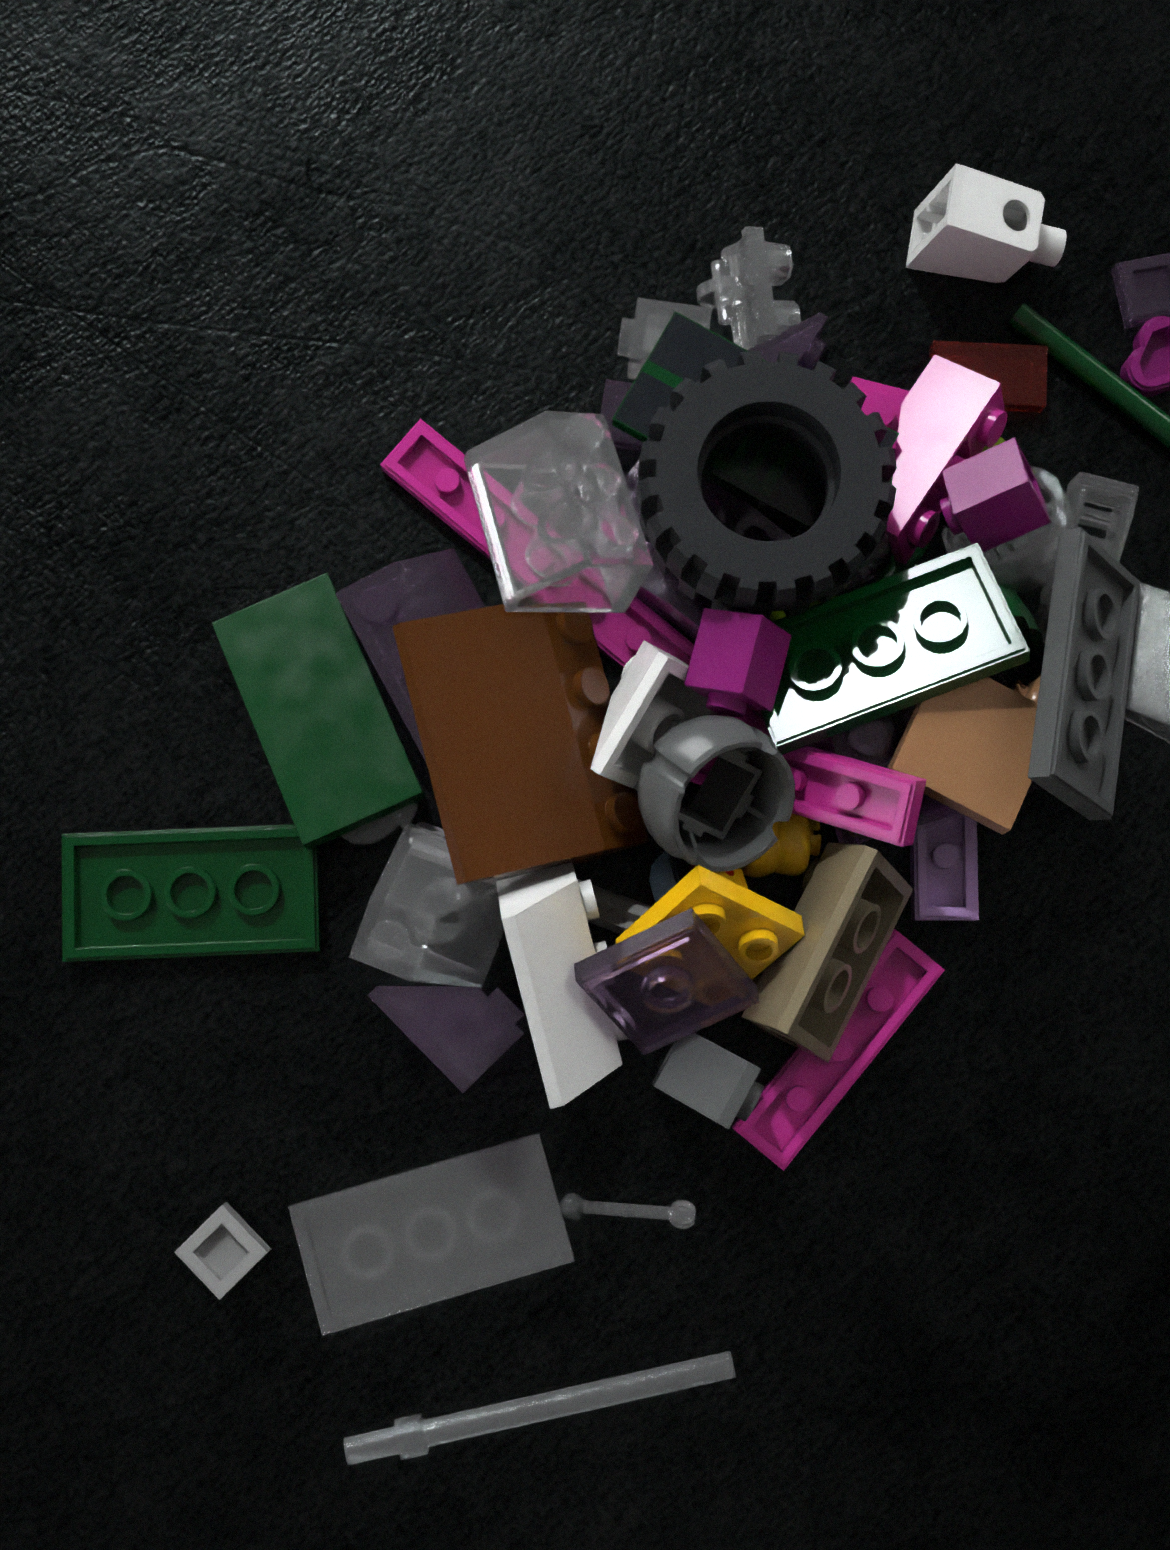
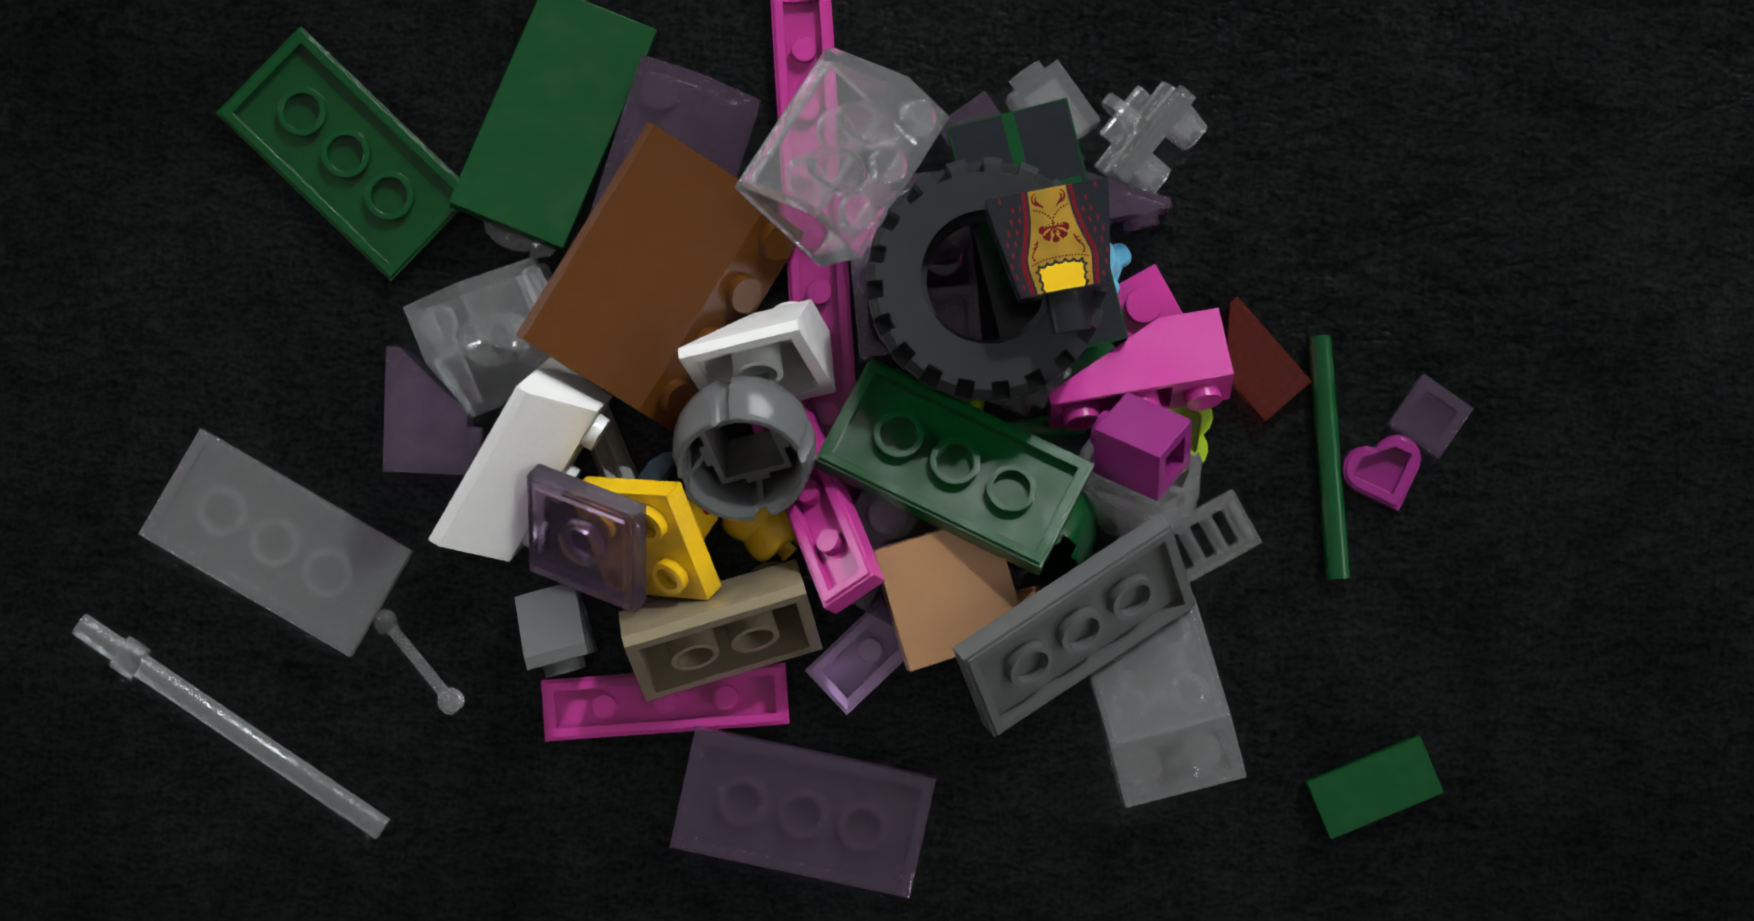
camera: 45 degrees right, 5 degrees up
(222, 1250) = (130, 412): light grey plate -> none
(737, 661) = (847, 378): magenta brick -> none
(800, 390) = (1055, 247): none -> torso
(981, 228) = (1331, 239): white torso -> none
(1022, 1024) = (802, 811): none -> clear purple tile

